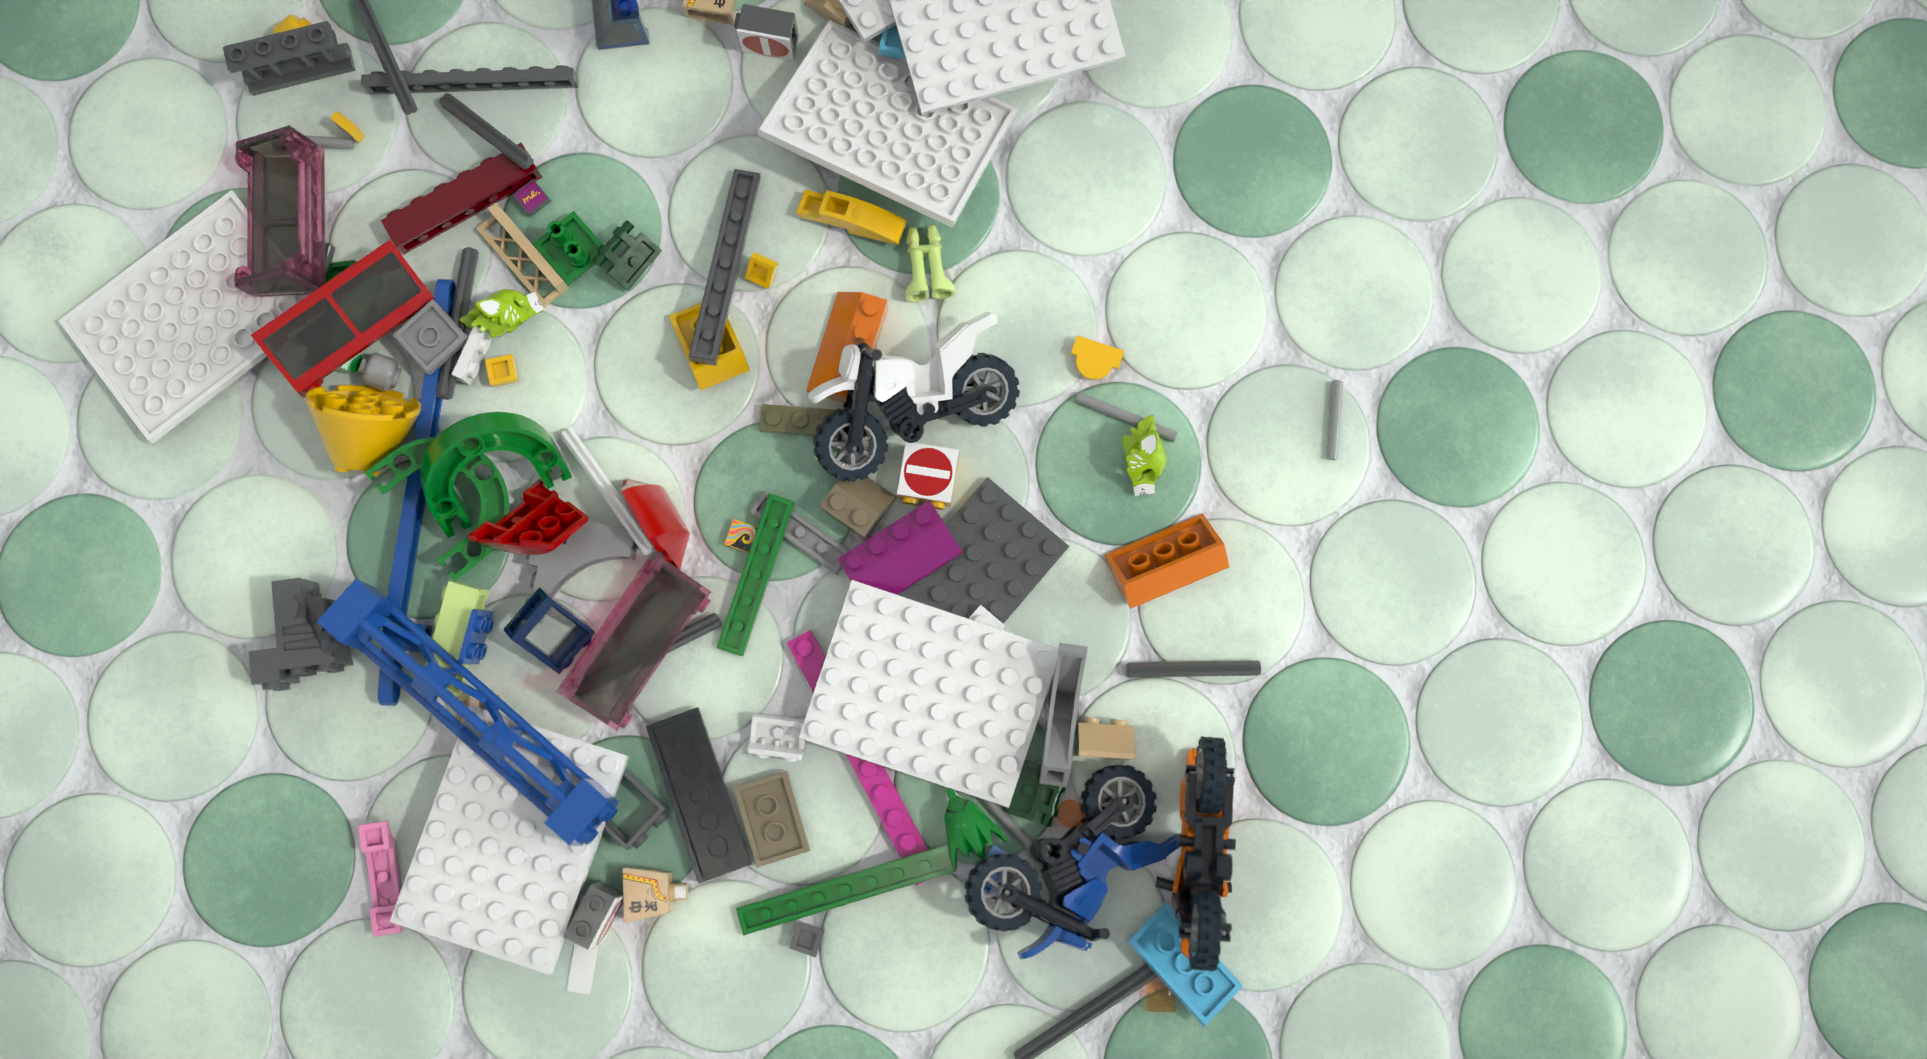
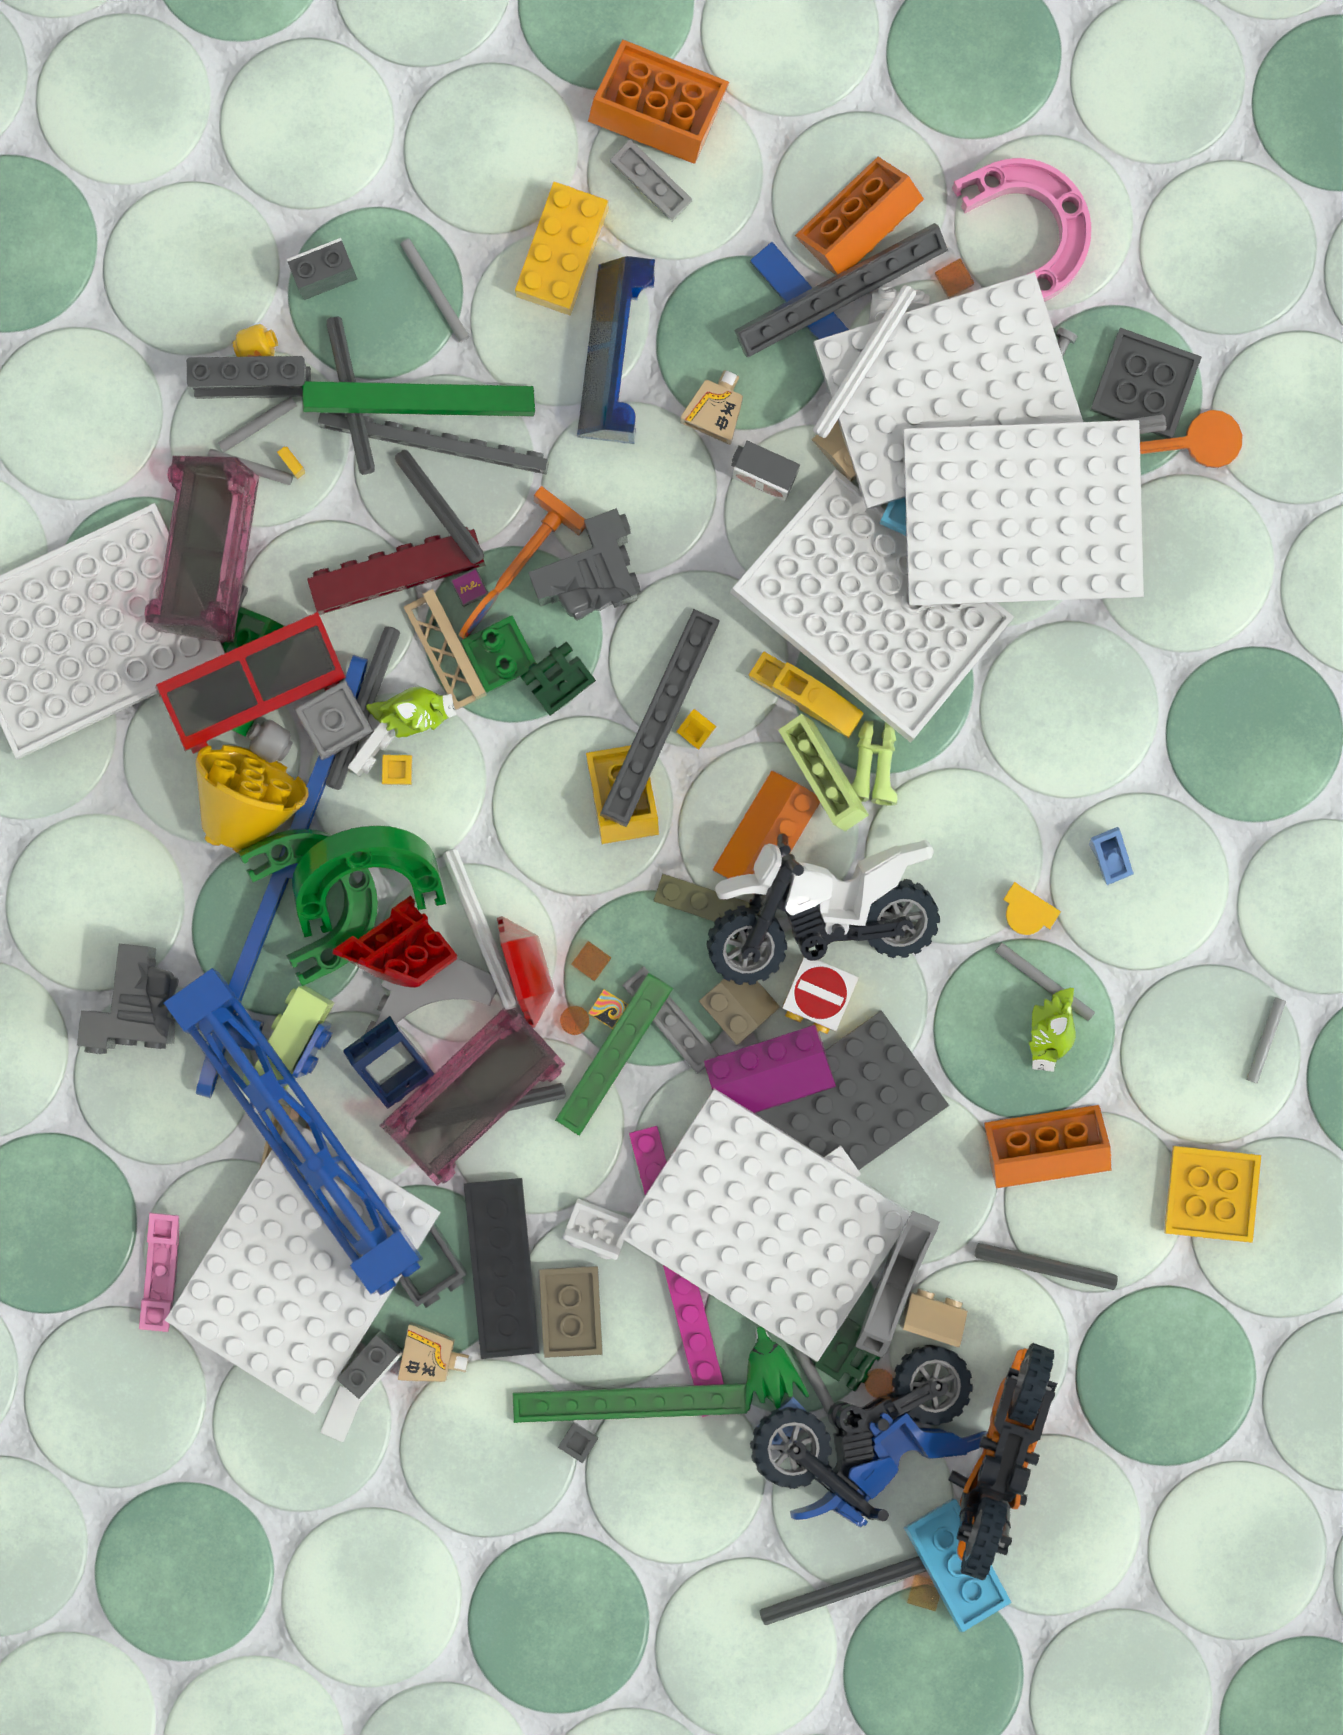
camera: 20 degrees right, 5 degrees up
(303, 111) = (257, 424): none -> light grey piece
(444, 42) = (418, 399): none -> green tile
(593, 114) = (557, 513): none -> orange piece
(635, 156) = (592, 577): none -> dark grey brick
(714, 554) = (574, 1020): none -> clear orange tile
(716, 497) = (591, 961): none -> clear orange tile
(882, 277) = (823, 772): none -> yellowish green brick
(1156, 289) = (1111, 855): none -> medium blue slope
(1324, 566) = (1212, 1194): none -> yellow plate

